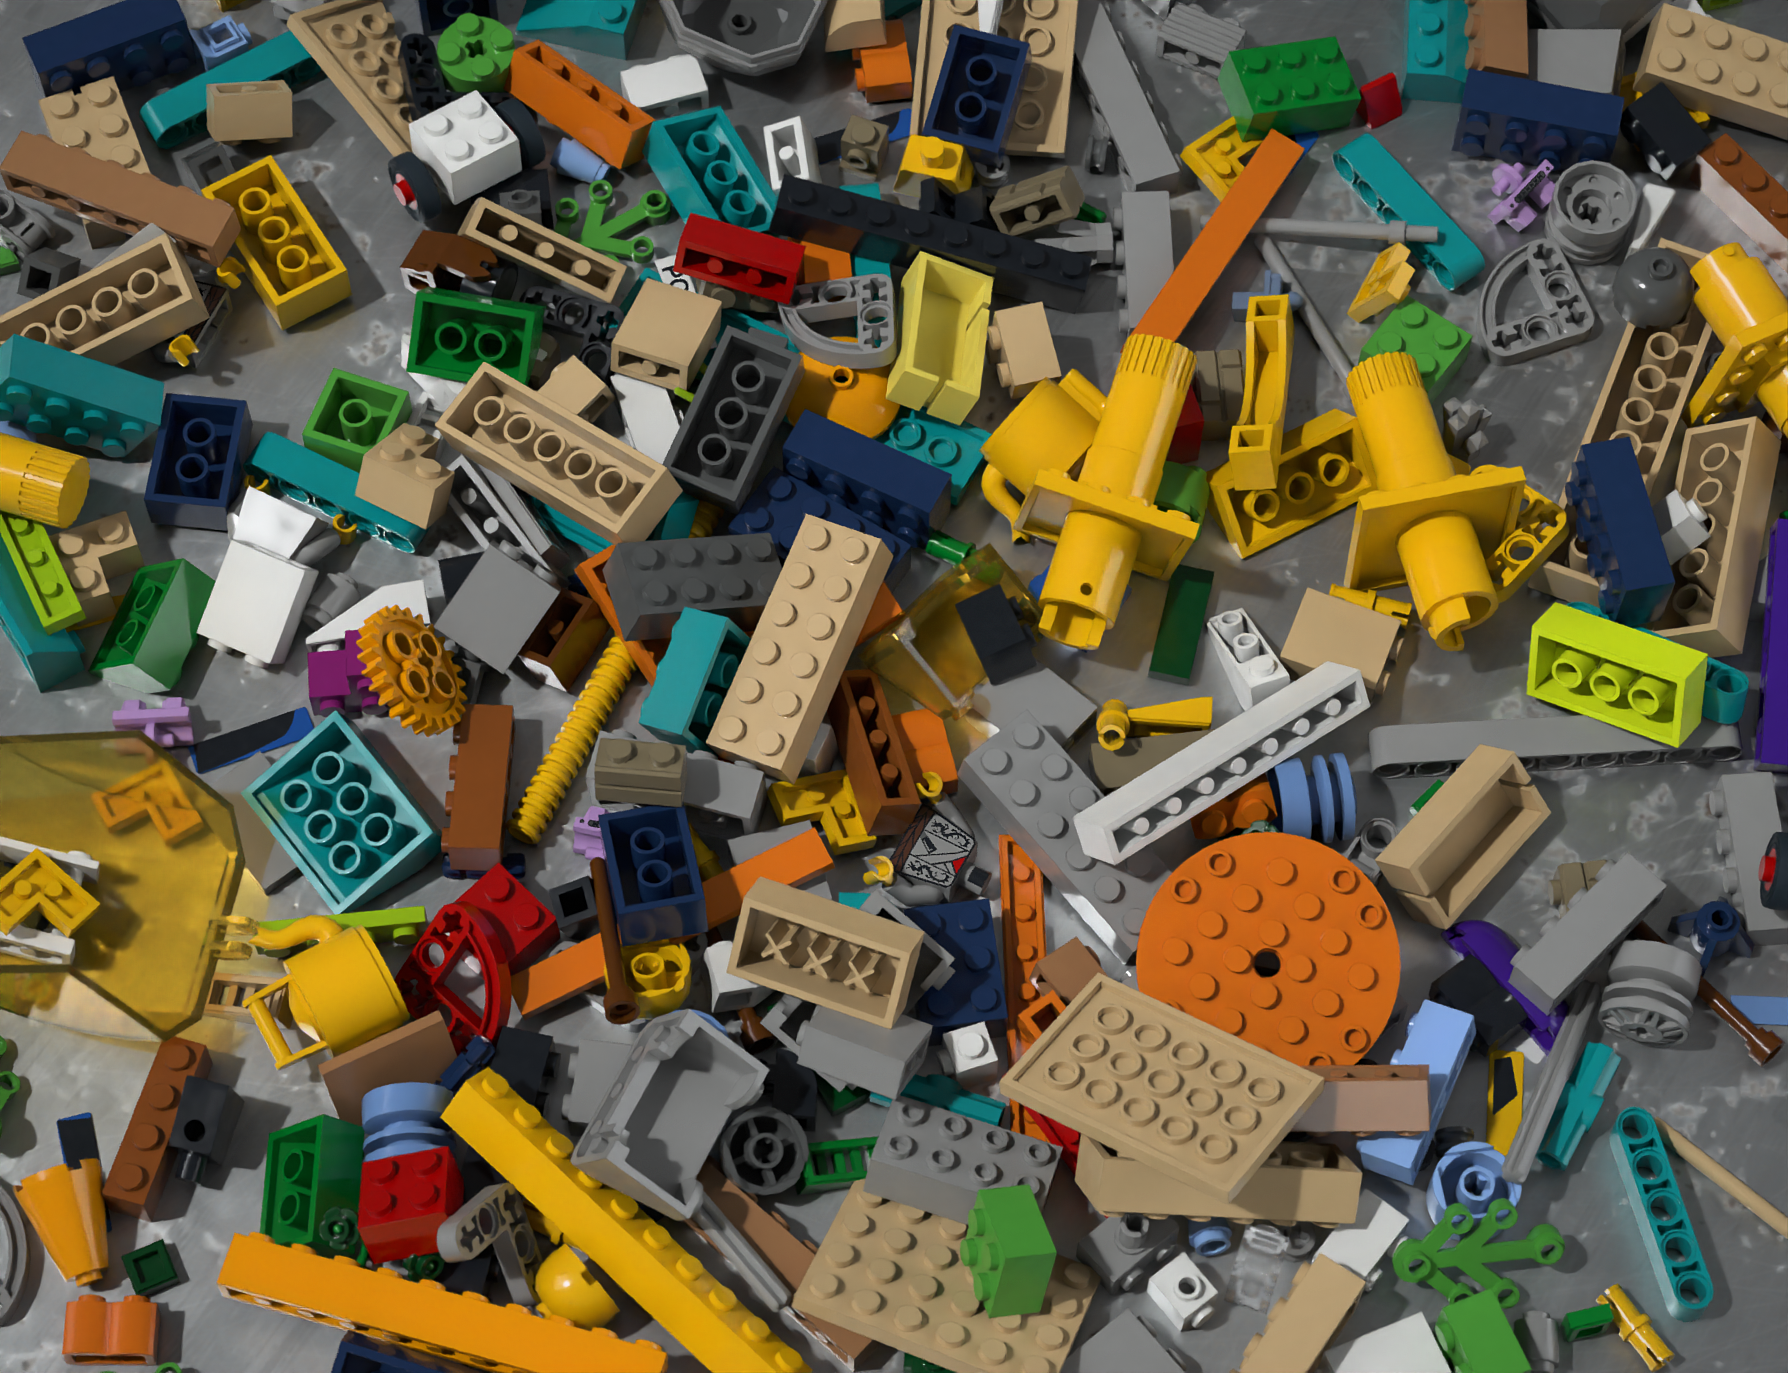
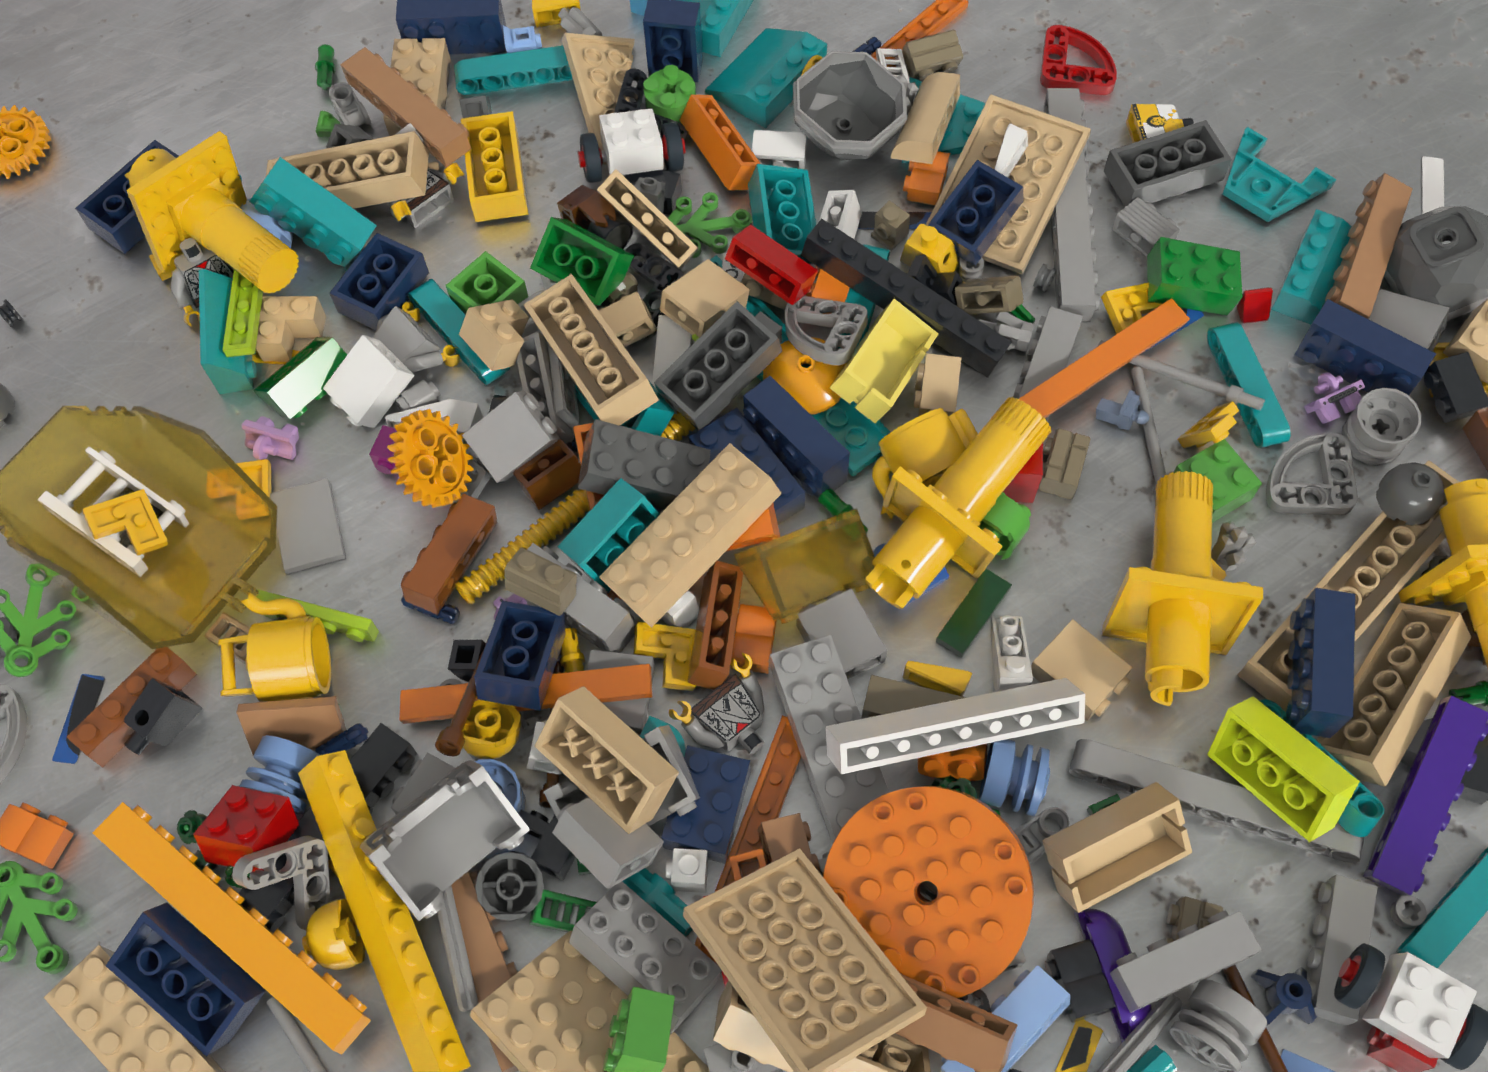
camera: 25 degrees right, 0 degrees up
(69, 1218) = (42, 746): light orange cone -> none
(150, 1269) = (82, 800): dark green tile -> none
(249, 111) = (515, 84): tan brick -> none
(250, 740) = (332, 469): black sticker -> none
(305, 1175) = (205, 780): green slope -> none
(344, 815) = (355, 539): teal slope -> none
(432, 977) = (347, 672): red beam -> none
(515, 915) = (414, 652): red brick -> none
(578, 162) = (704, 177): light blue cone -> none
(996, 633) = (836, 573): black brick -> none
(1113, 724) = (892, 667): yellow pin -> none
(1259, 431) = (1074, 502): yellow arch -> none
(1319, 473) = (1090, 540): yellow slope -> none
(1374, 602) = (1118, 647): yellow pin -> none
(1527, 532) = (1250, 637): yellow beam -> none
(1649, 215) = (1425, 442): white slope -> none
(1680, 525) = (1371, 672): white brick -> none

